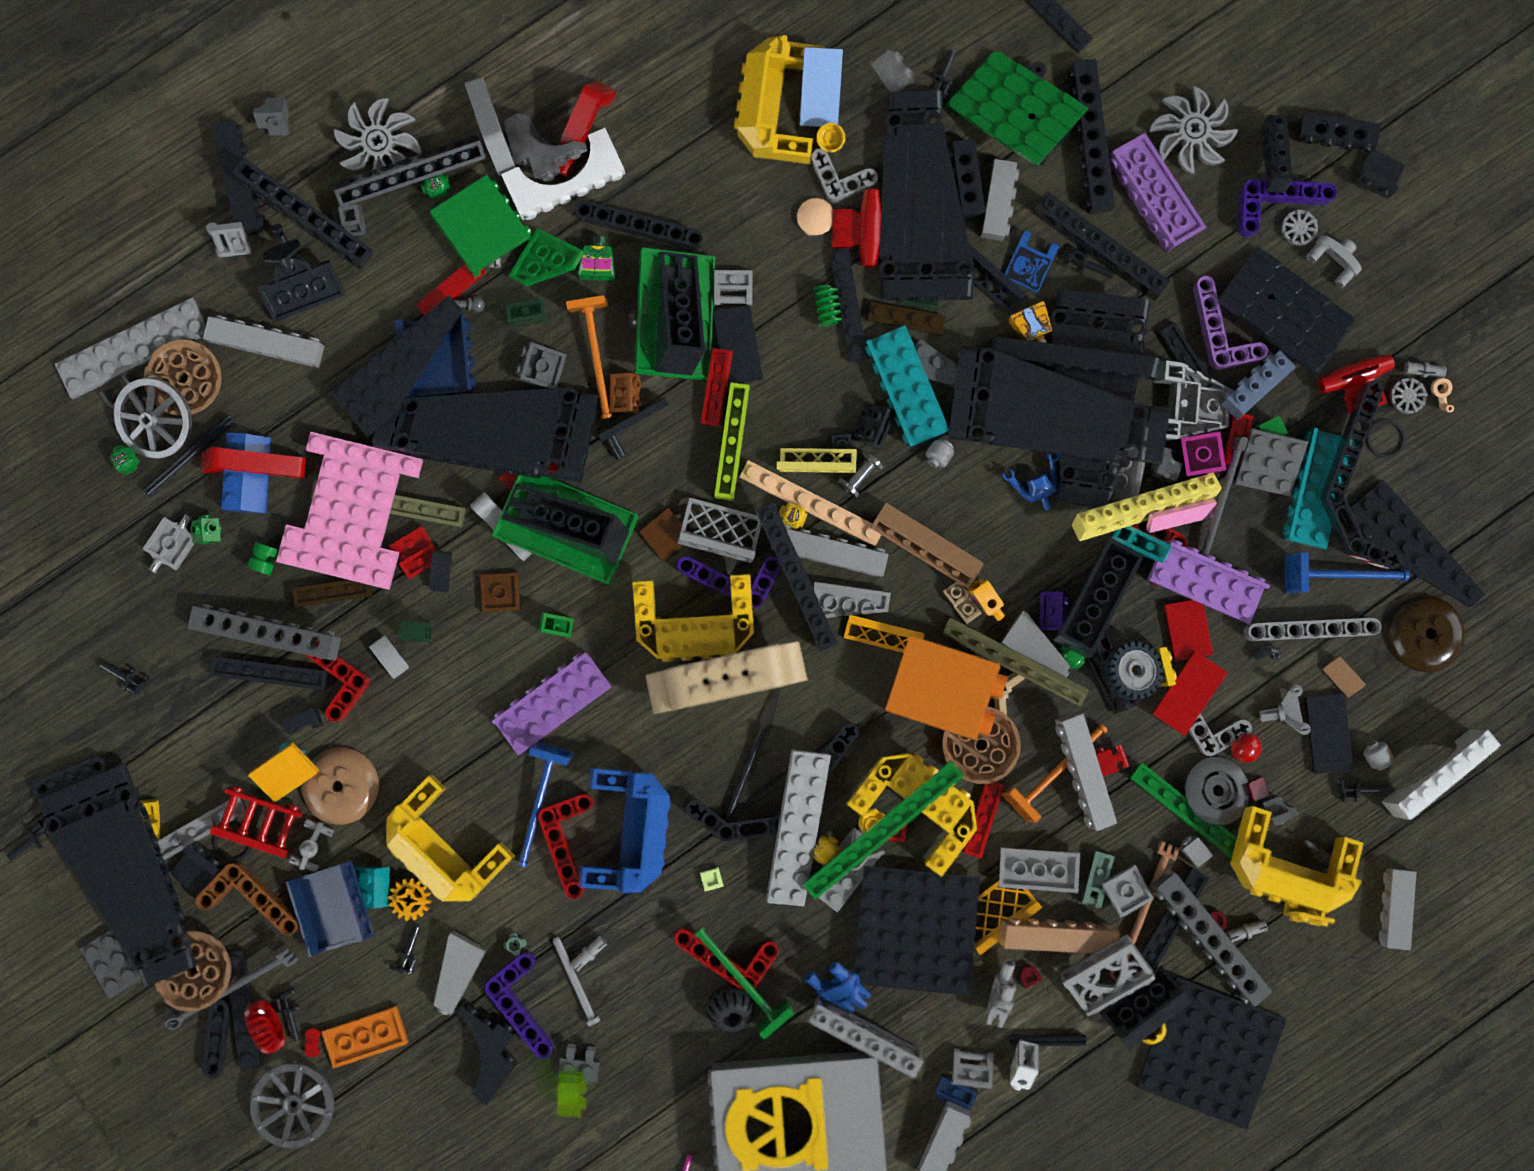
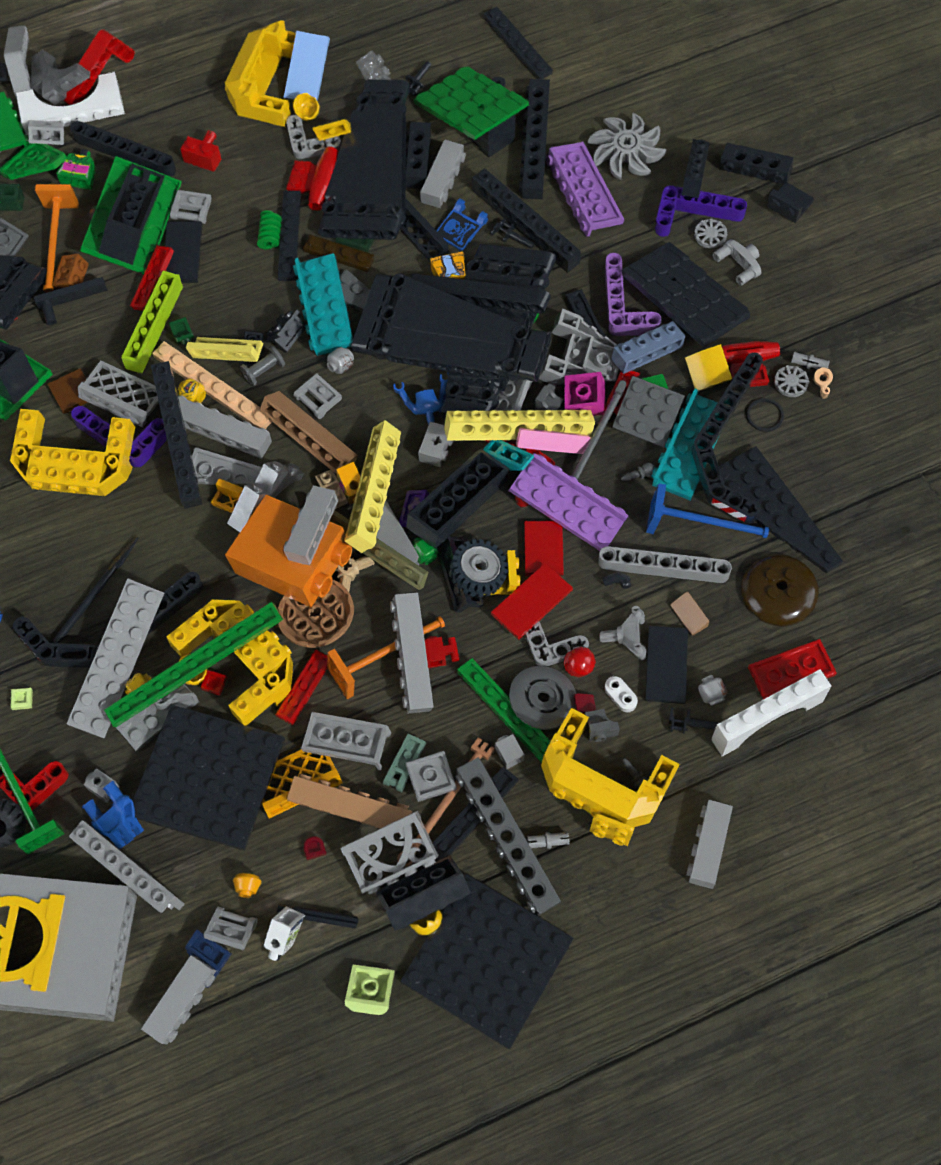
camera: 15 degrees right, 20 degrees down
(550, 221) = (46, 132): none -> light grey brick
(727, 216) = (202, 152): none -> red brick
(764, 446) = (181, 331): none -> dark green bracket
(766, 667) = (81, 501): tan brick -> none
(814, 954) = (96, 782): none -> light grey brick
(815, 216) = (278, 165): light nougat dish -> none
(869, 167) = (332, 129): none -> yellow slope
(901, 627) = (270, 481): none -> flat silver arch
(929, 493) = (321, 391): none -> light grey plate
(969, 670) = (310, 525): none -> light grey brick
(976, 1025) = (246, 884): none -> light orange cone
(1001, 994) = (277, 853): light grey connector -> none
(1012, 602) = (373, 487): none -> light yellow brick
(1052, 543) = (434, 445): none -> light grey brick
(1112, 1101) = (369, 989): none -> yellowish green slope
(1219, 918) = (522, 823): dark red tile -> none
(1277, 526) = (644, 471): none -> dark grey bar
(1290, 772) = (620, 693): none -> white plate
(1324, 399) = (708, 368): none -> yellow slope
(1449, 717) = (789, 667): none -> red tile

